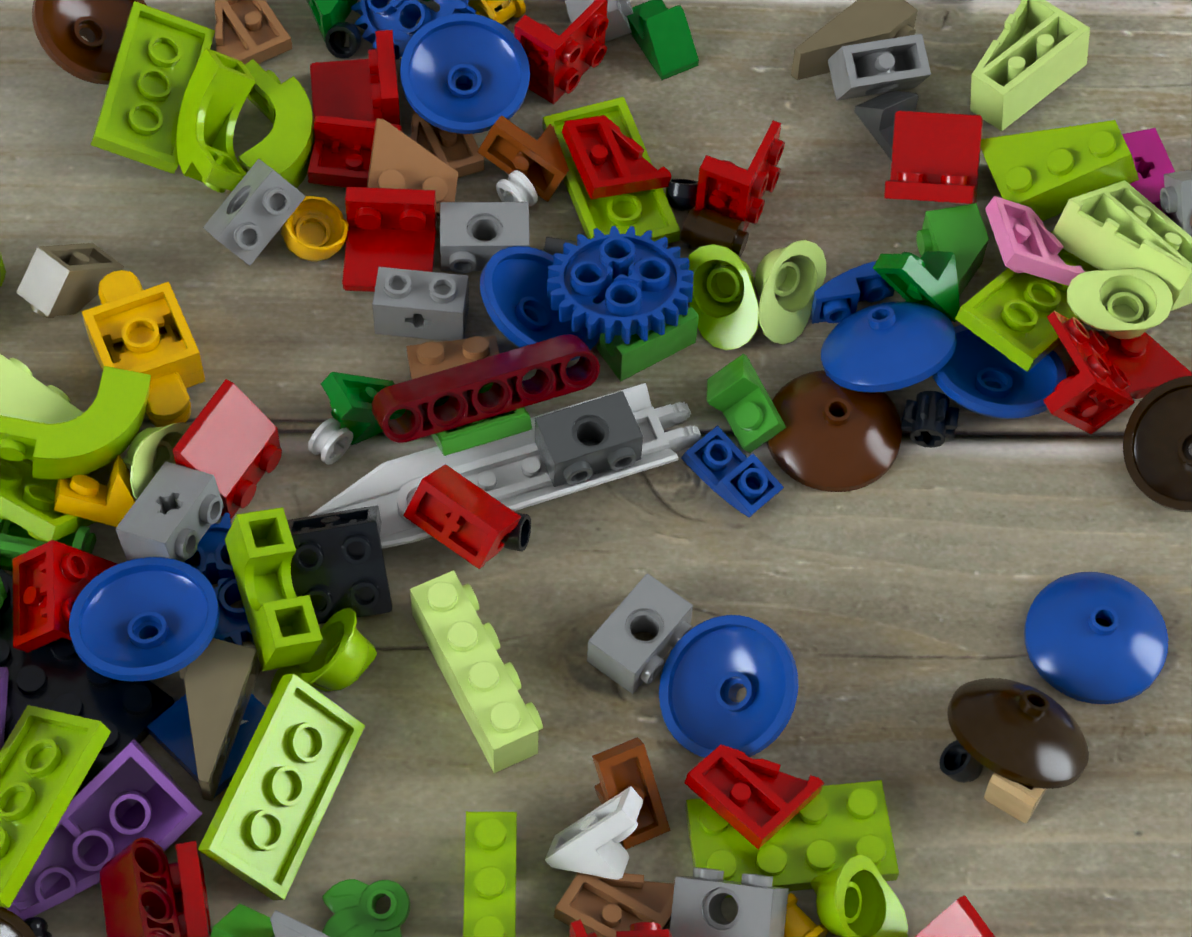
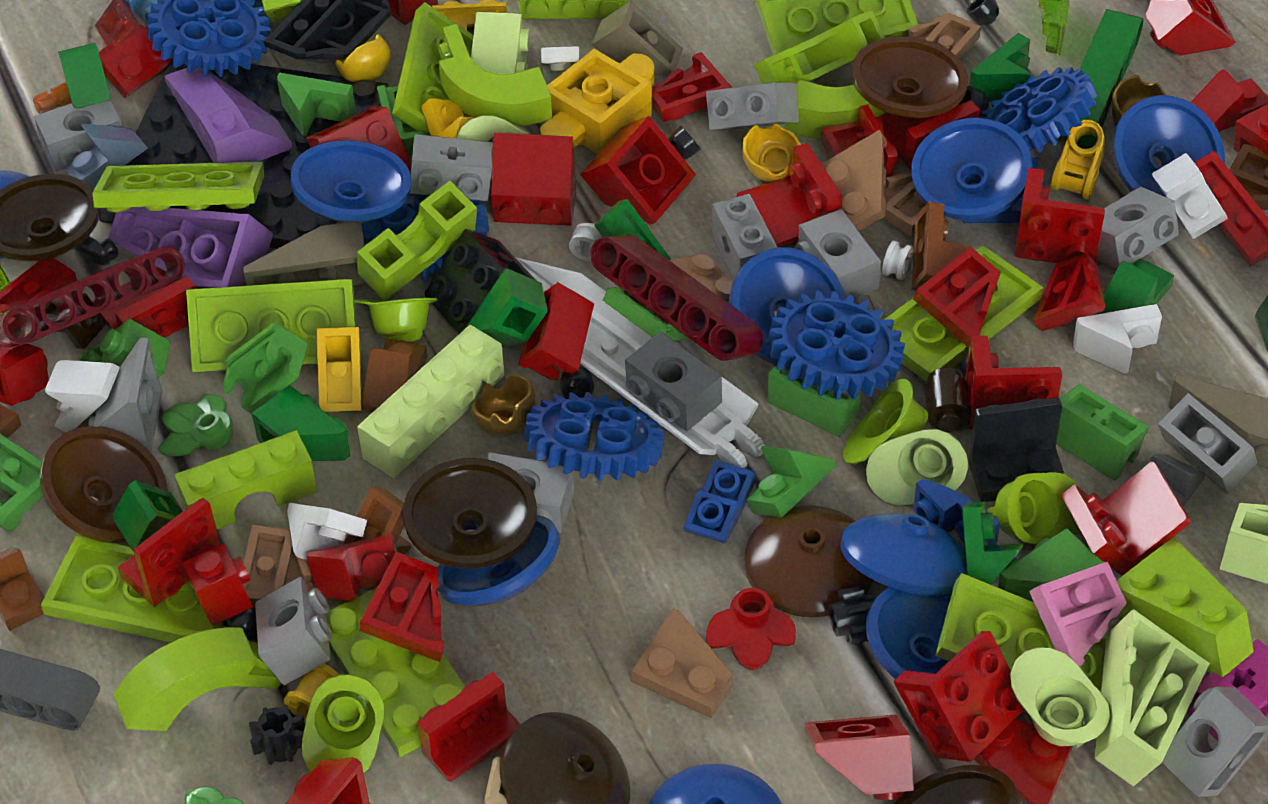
camera: 70 degrees right, 10 degrees down
(56, 357) = (558, 60): none -> white slope
(167, 254) = (686, 91): none -> red wing
(240, 297) = (684, 143): none -> black hinge
(259, 353) = (641, 168): none -> red slope
(319, 61) = (909, 77): none -> reddish brown dish
(350, 814) = (265, 365): none -> bright green hinge
(387, 743) = (339, 369): none -> yellow slope
(406, 698) = (390, 369): none -> dark orange slope
(419, 540) = (511, 309): none -> green slope
(433, 815) = (290, 411): none -> green slope
(519, 604) = (504, 408): none -> pearl gold hair
(611, 540) = (564, 430): none -> blue gear
(645, 78) = (1070, 293): none -> red wing
(663, 836) = (352, 566): none -> red slope
(686, 660) = (466, 497): none -> dark brown dish
(712, 75) = (1112, 335): none -> white slope
(812, 208) = (1013, 442): none -> black bracket
(817, 140) = (1099, 431): none -> bright green hinge
(877, 227) = (1034, 507): none -> lime piece
(900, 513) = (748, 633): none -> red plate
(908, 585) = (683, 667): none -> medium nougat wing
(913, 797) = (467, 727): none -> red bracket
(1079, 474) = (868, 752): none -> slope

